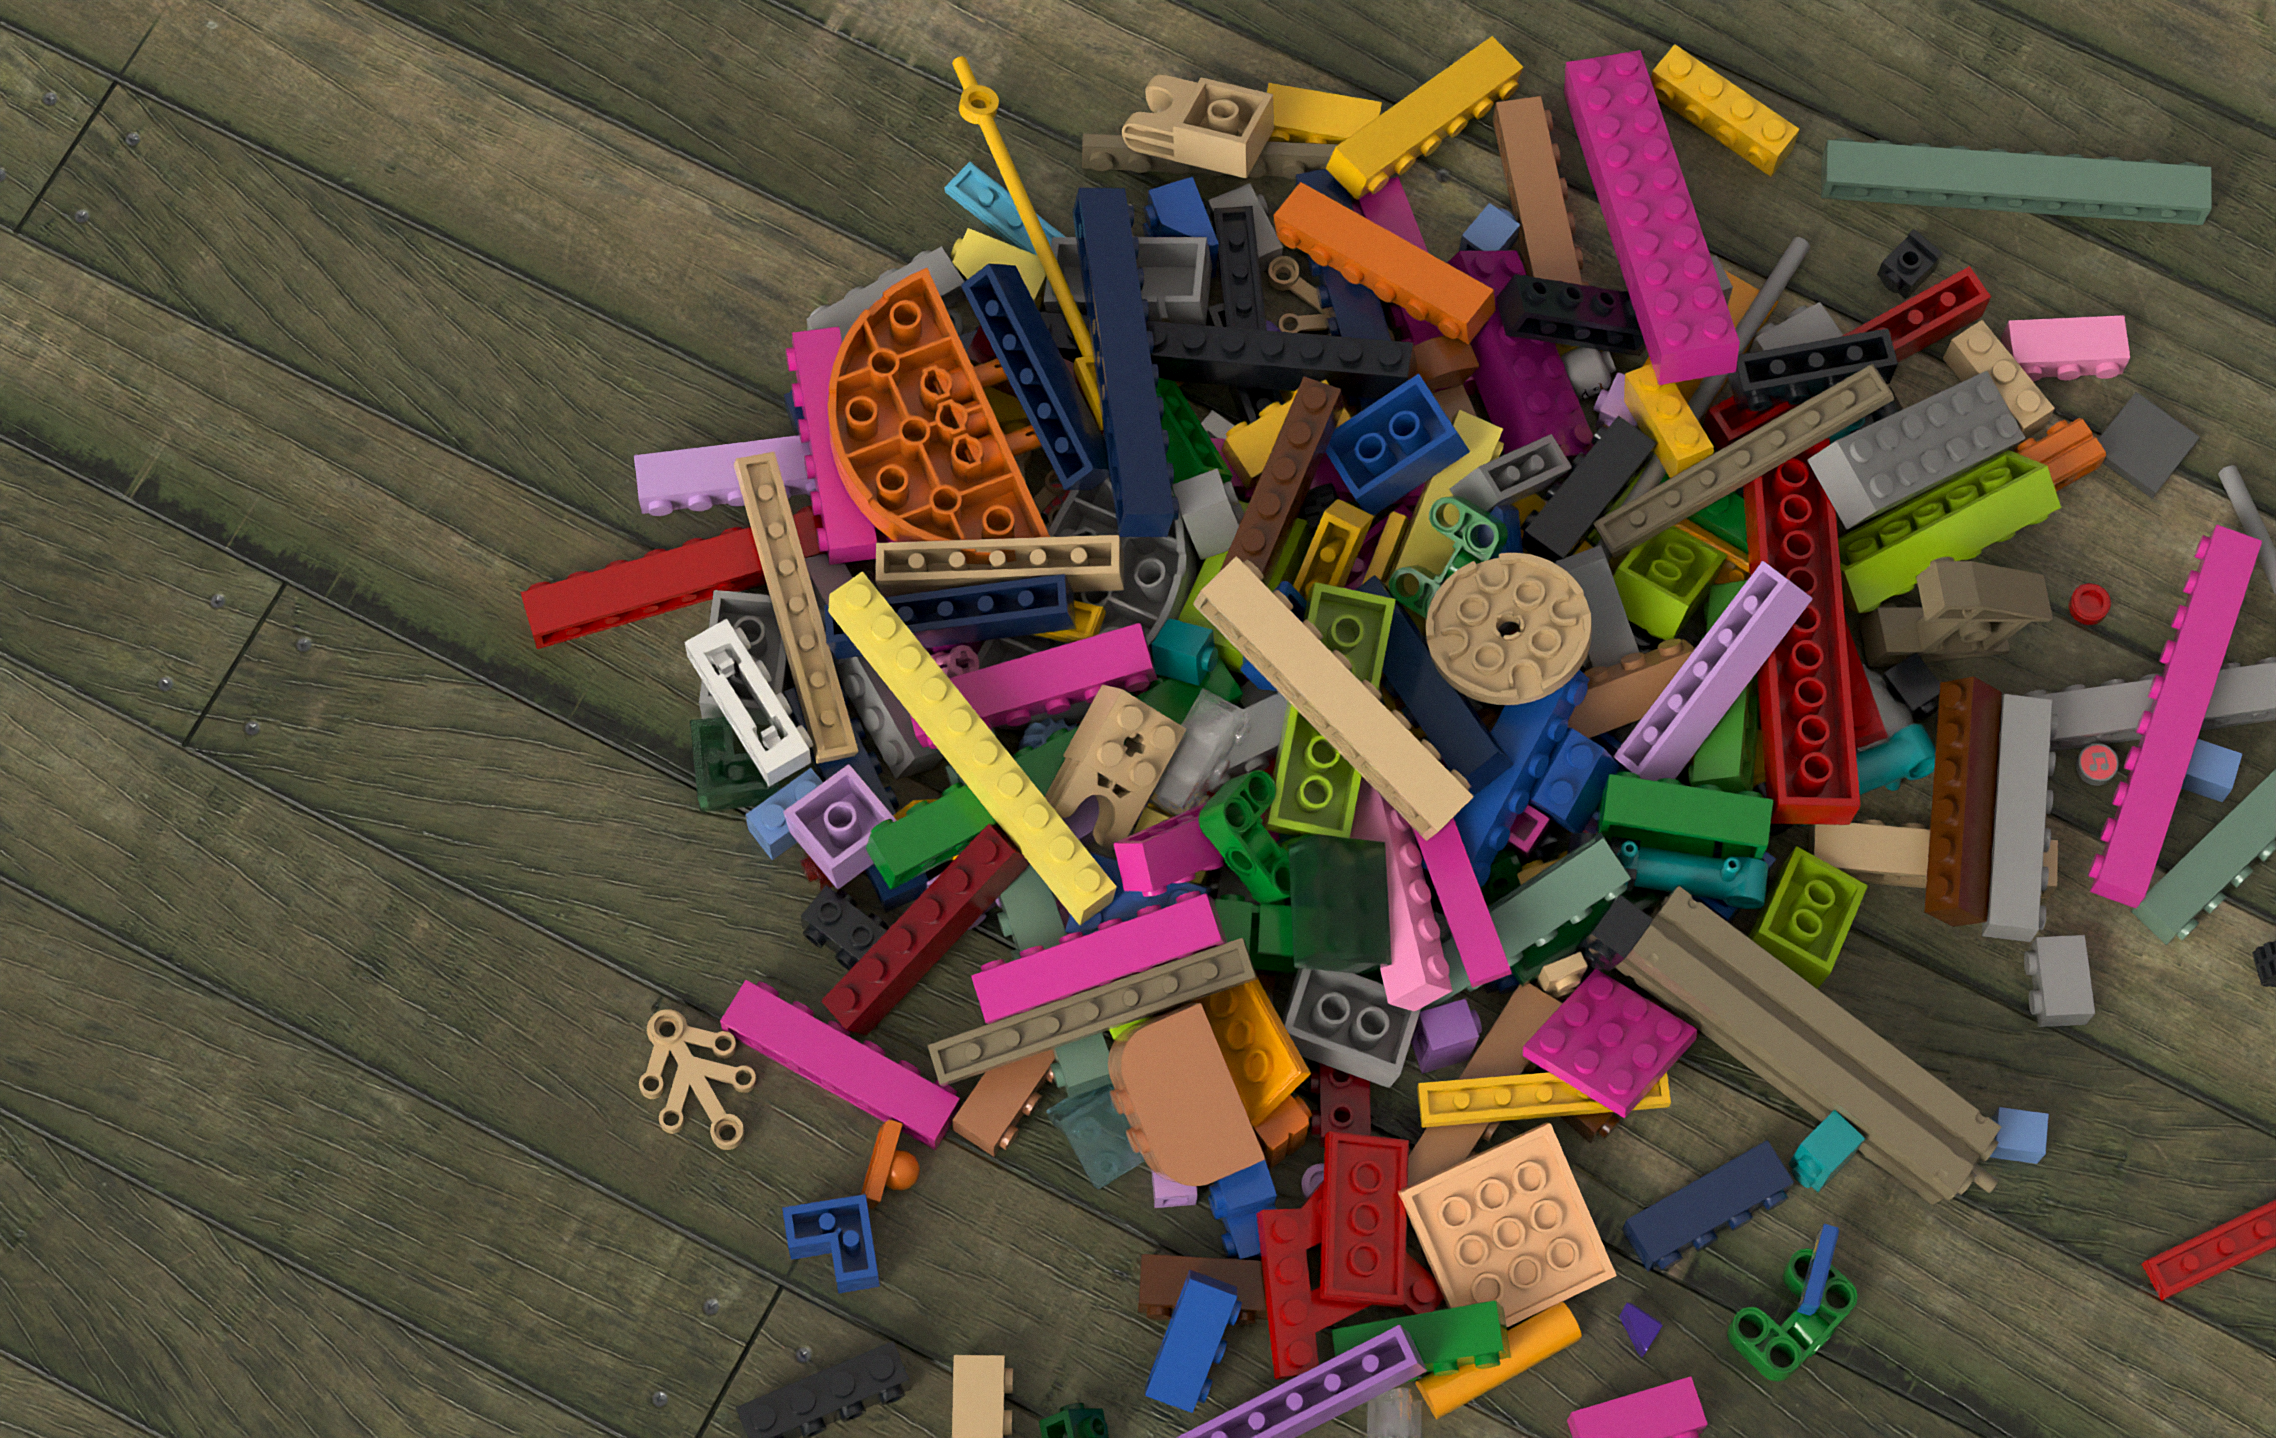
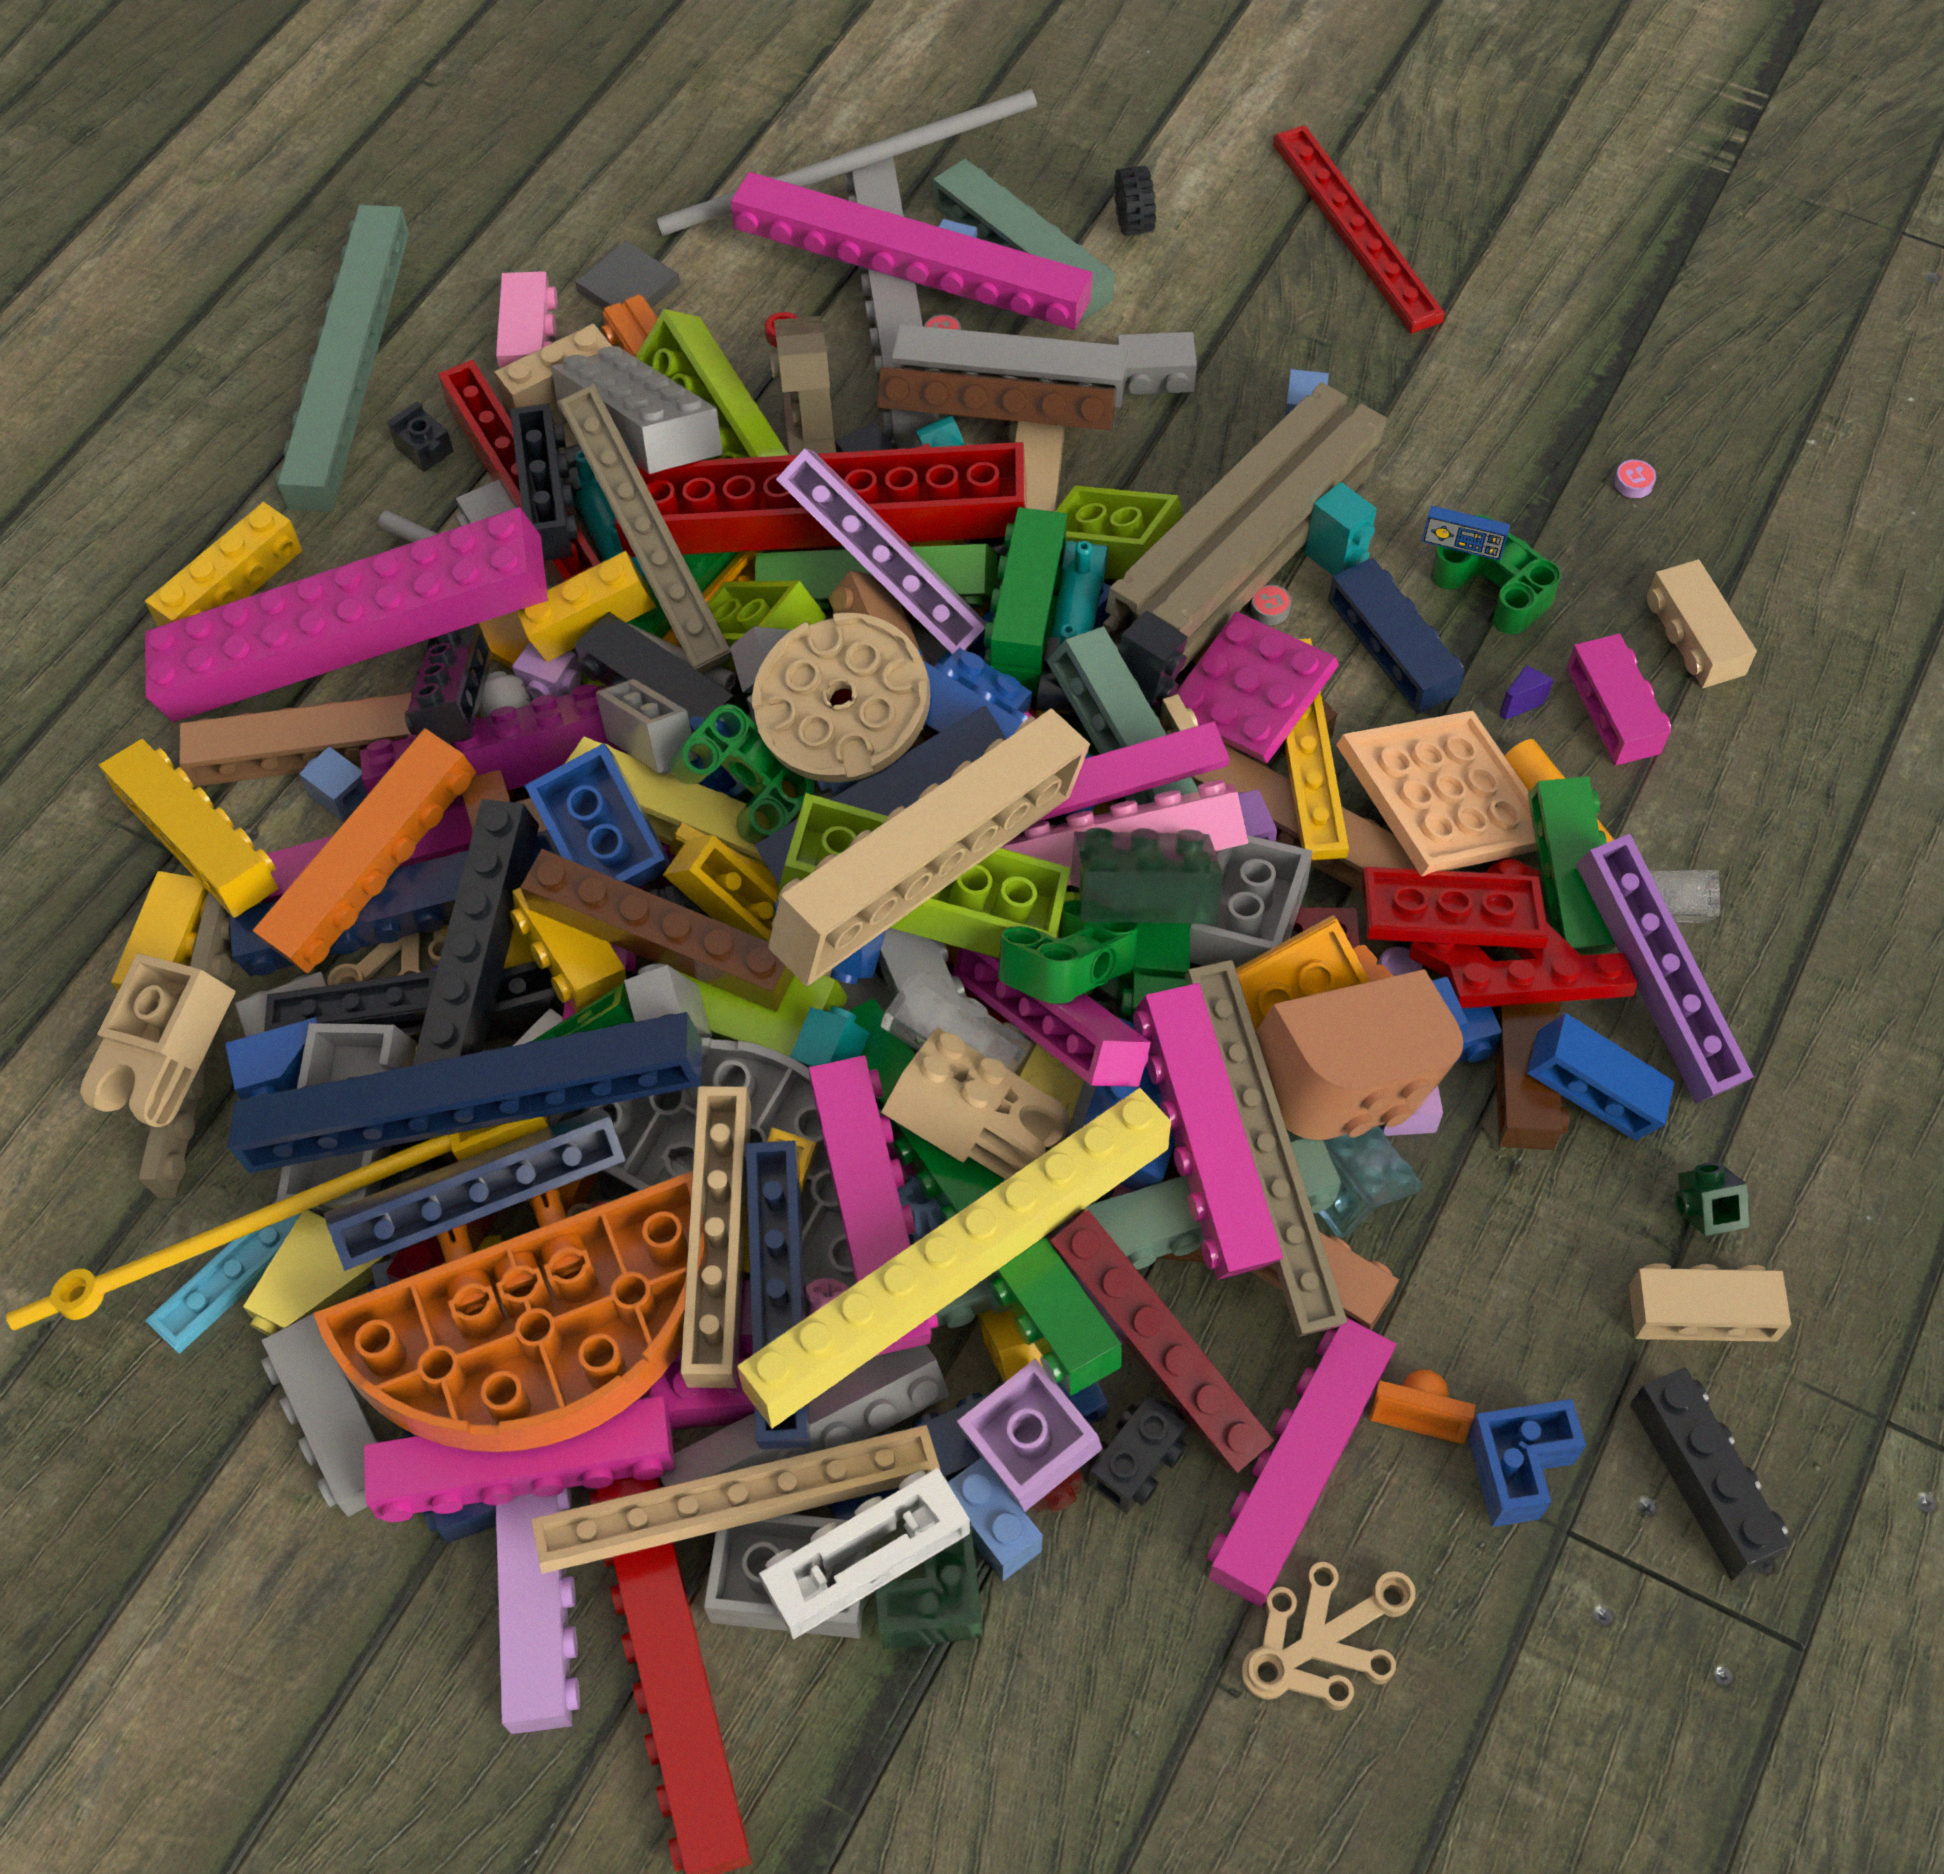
camera: 85 degrees left, 10 degrees down
(1746, 1089) = (1271, 605): none -> tile

